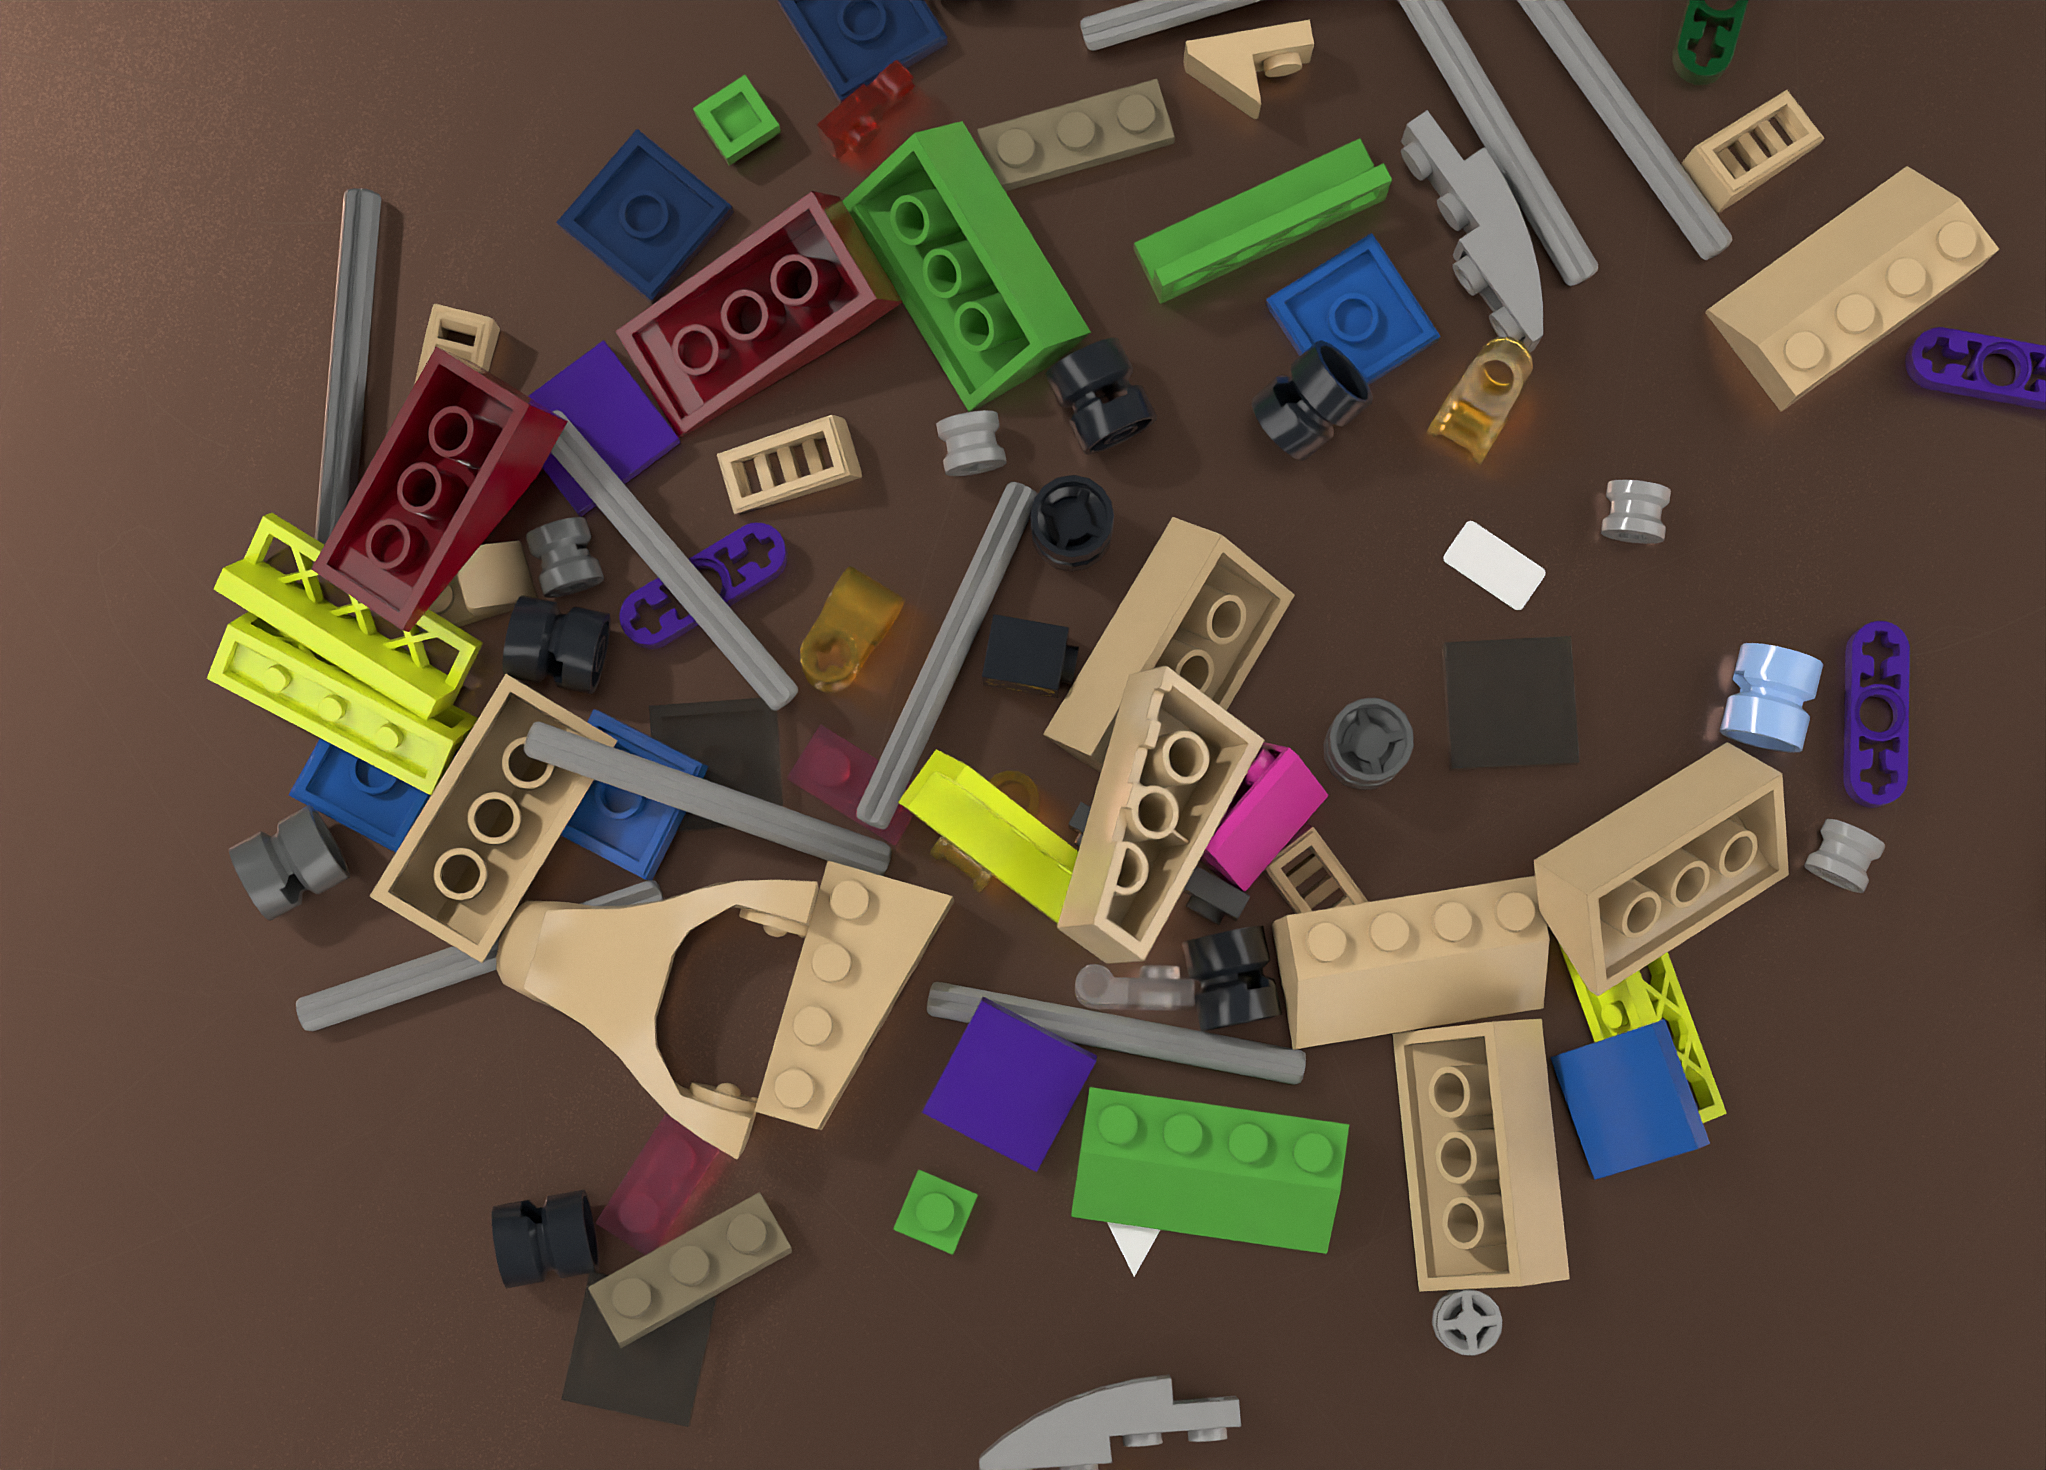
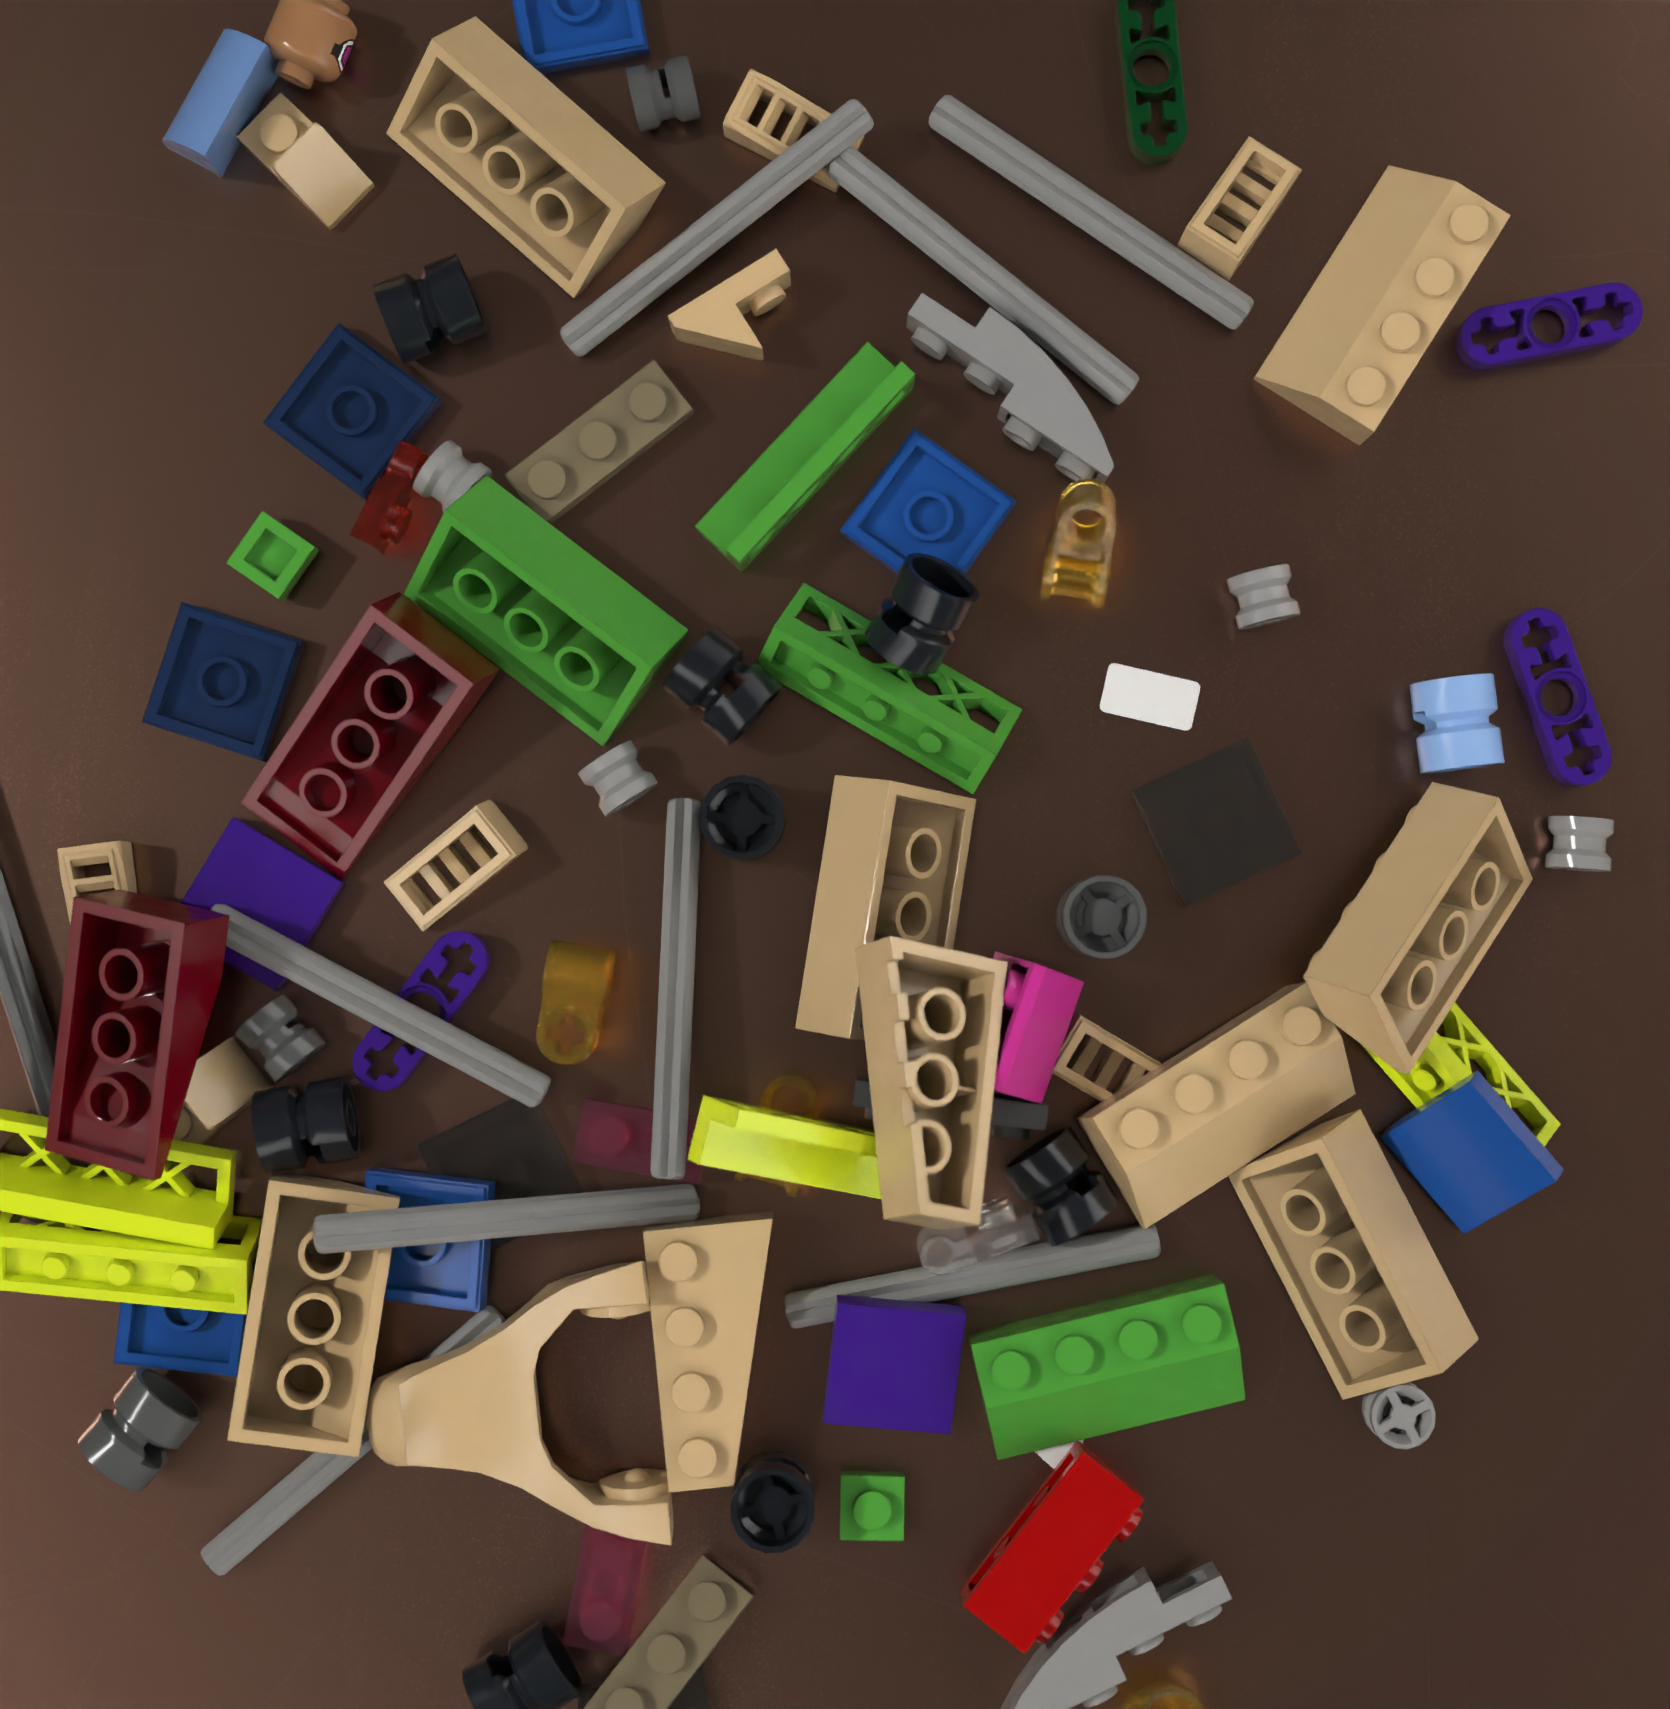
camera: 25 degrees left, 5 degrees up
(846, 1164) = (773, 1502): none -> black wheel
(926, 106) = (448, 475): none -> light grey wheel
(1028, 656) = (752, 959): black brick -> none
(1091, 1317) = (1053, 1548): none -> red brick
(1245, 463) = (882, 695): none -> bright green fence

